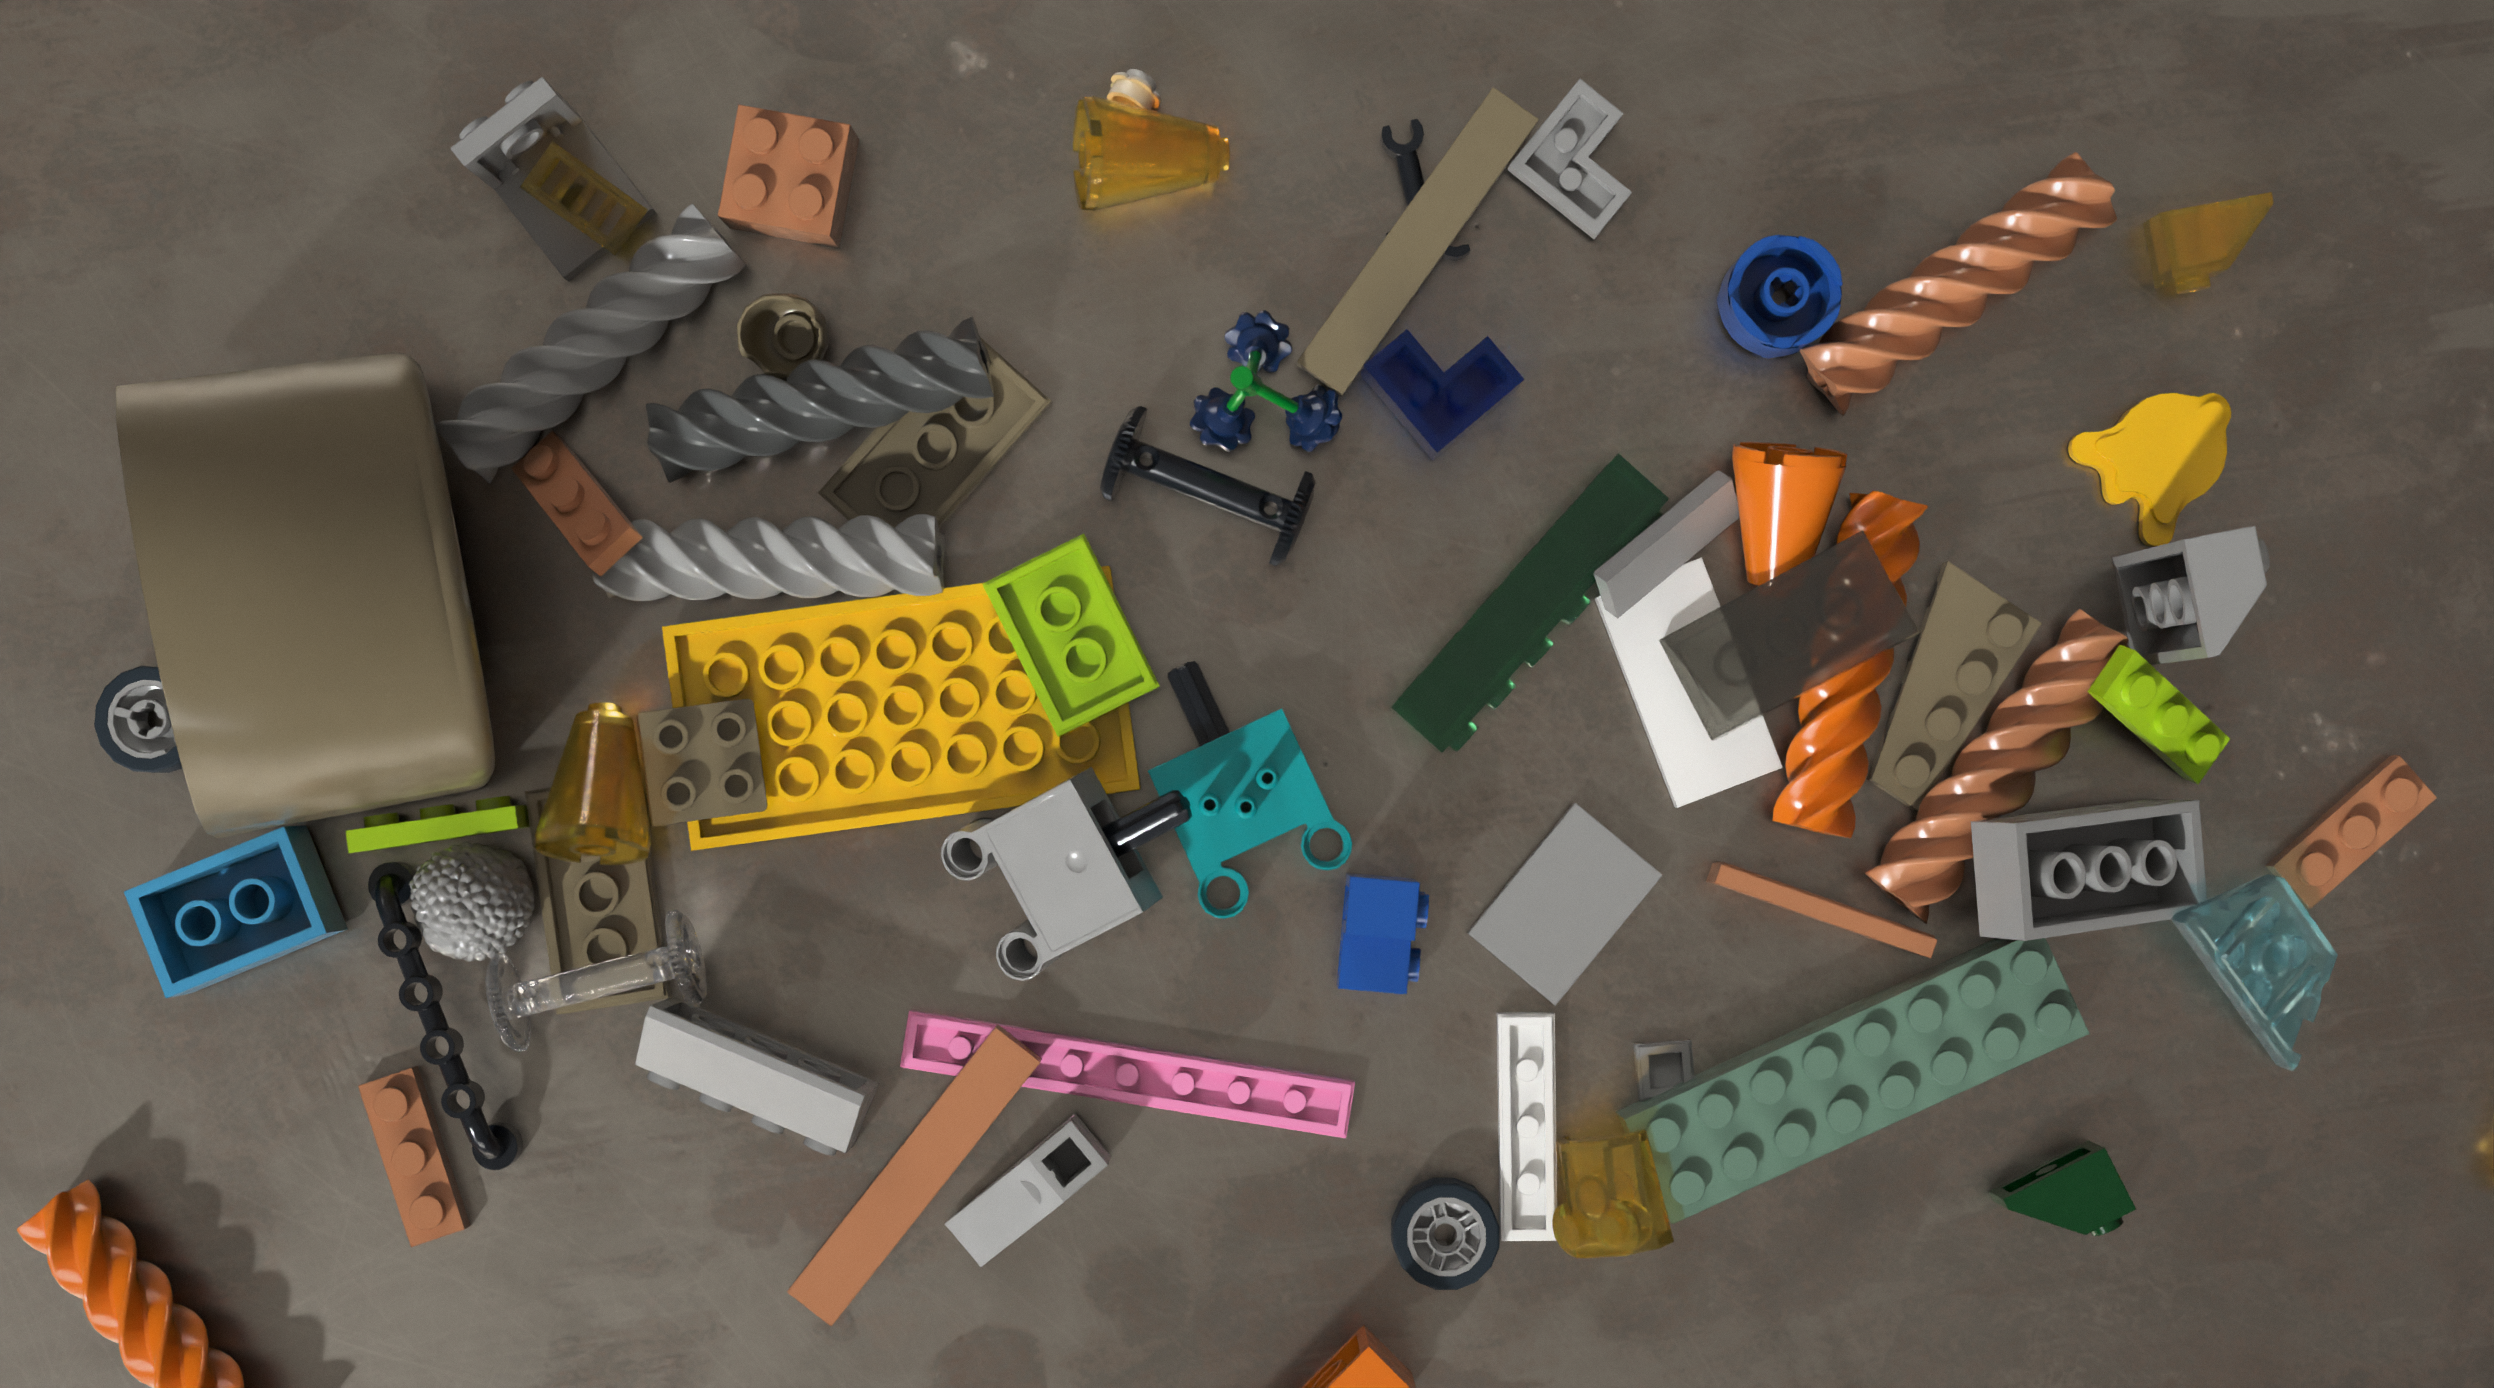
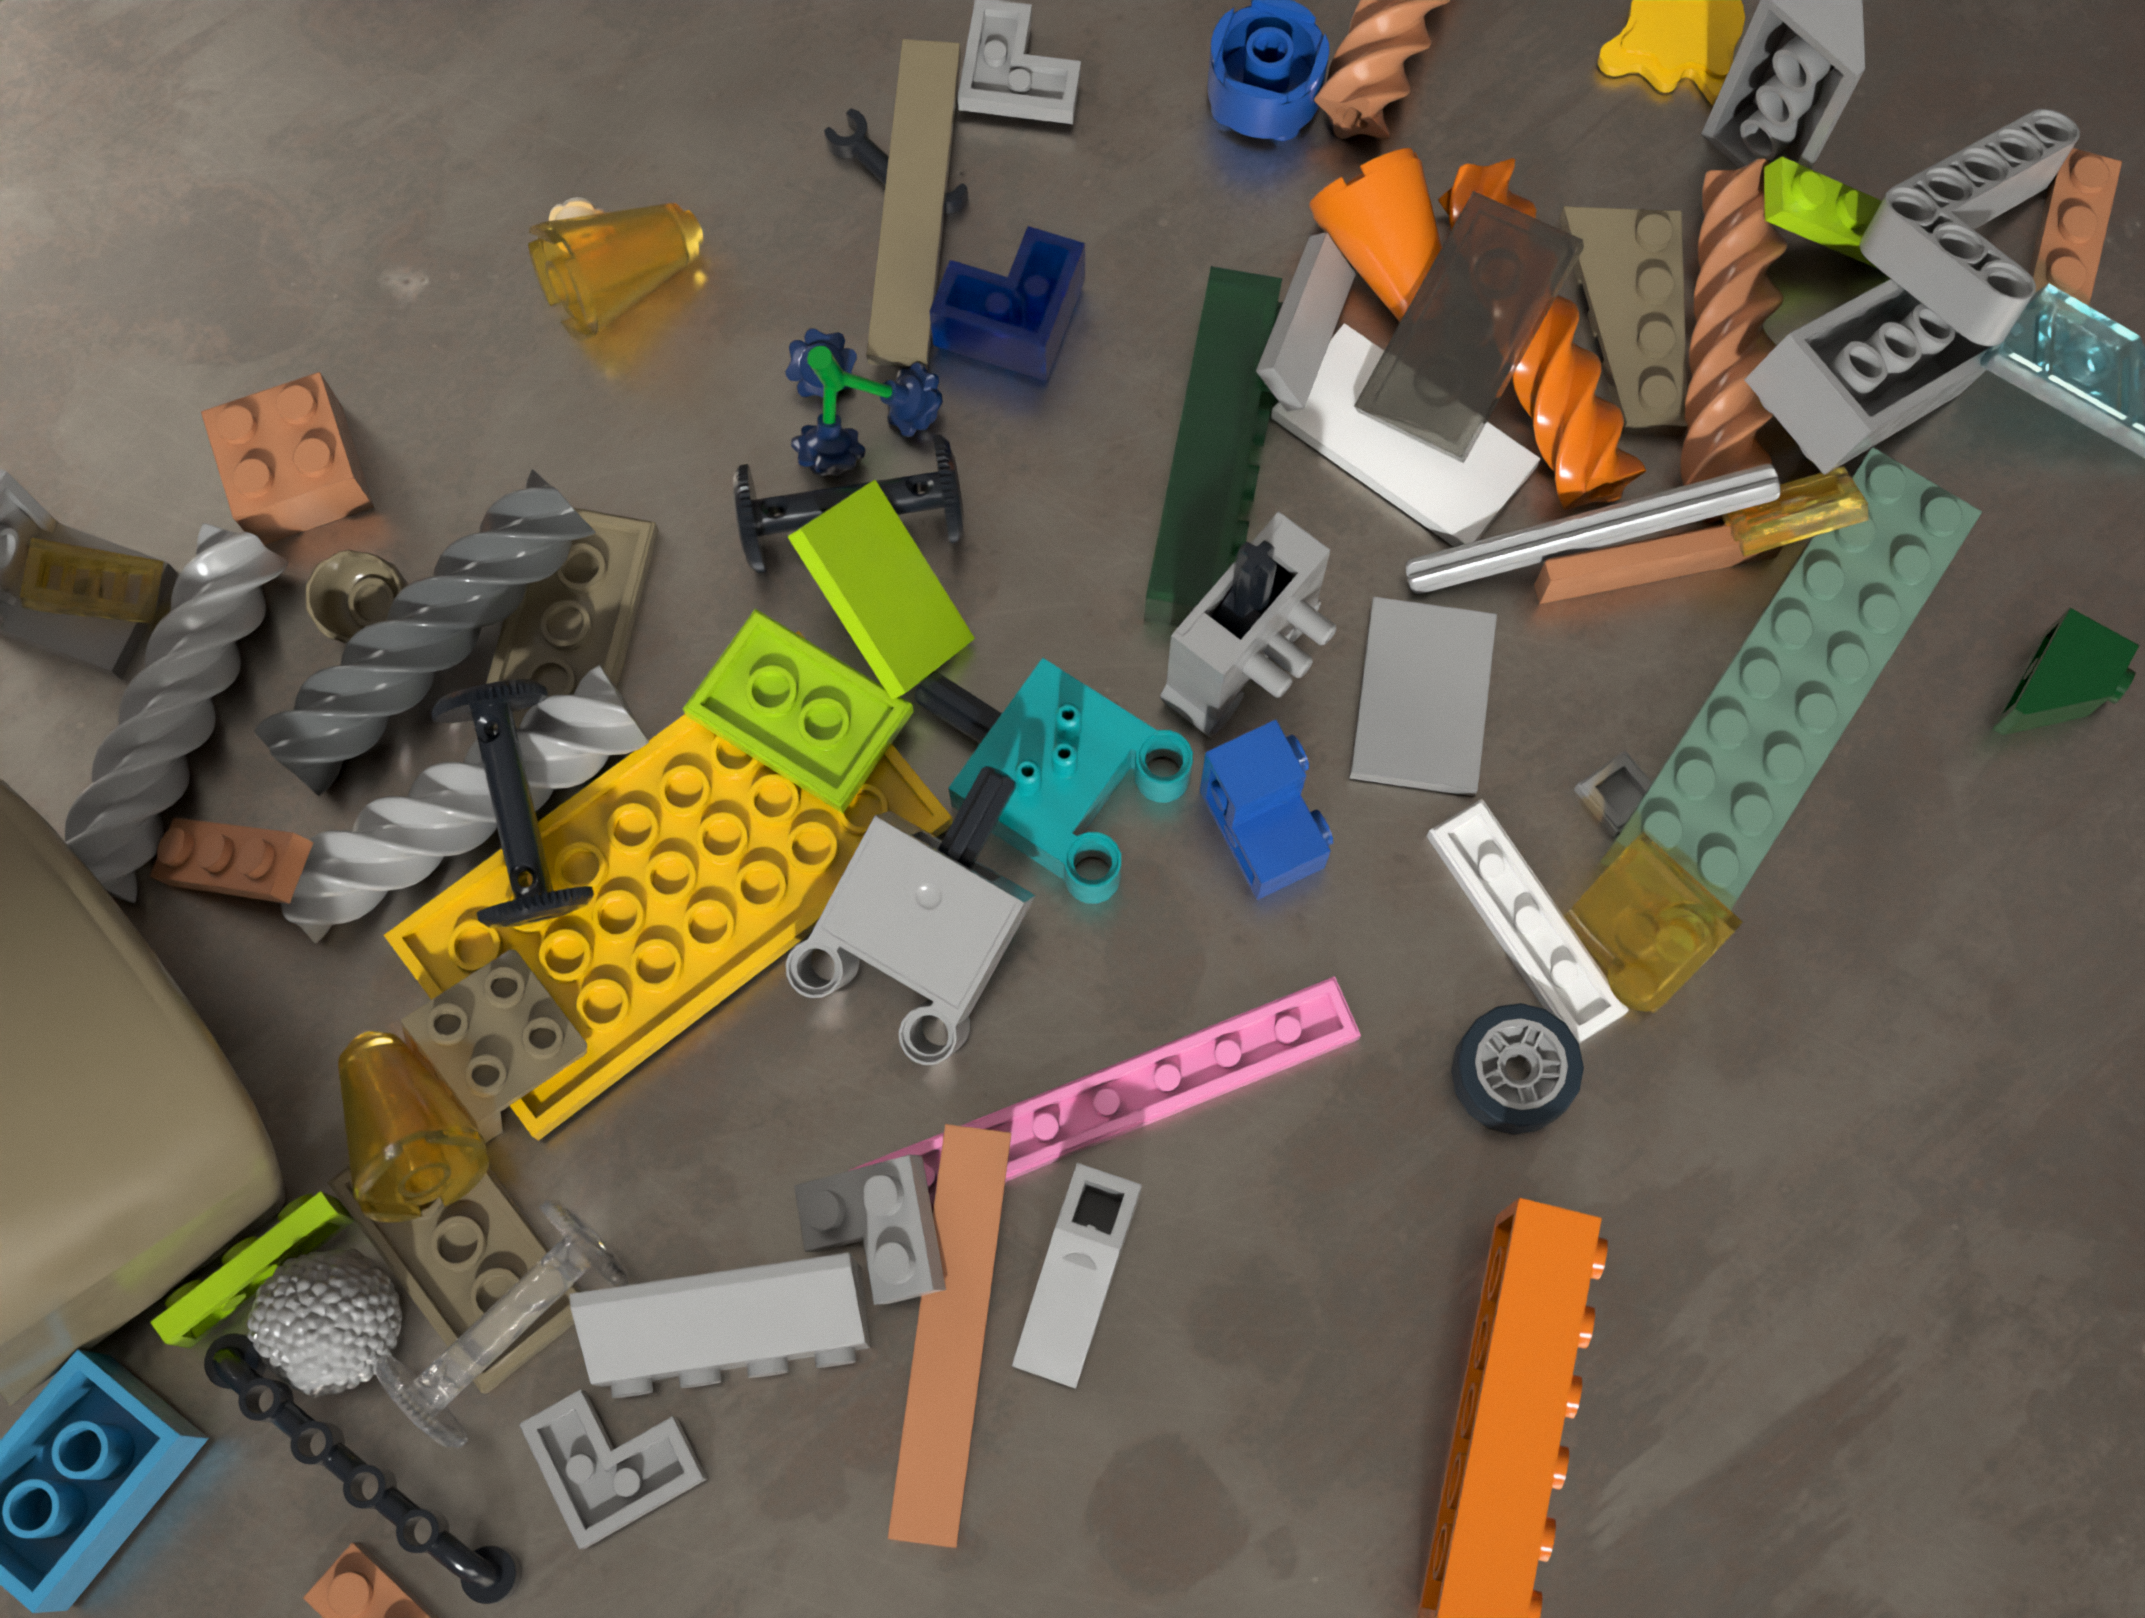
camera: 30 degrees left, 15 degrees down
(606, 1134) = (601, 1485): none -> light grey plate
(779, 682) = (511, 800): none -> black hose
(917, 1065) = (889, 1212): none -> light grey plate
(1188, 581) = (882, 589): none -> lime tile
(1449, 791) = (1245, 620): none -> light grey piece
(1776, 861) = (1594, 528): none -> light grey axle
(1935, 956) = (1802, 511): none -> clear yellow tile
(2195, 783) = (1928, 223): none -> light grey beam

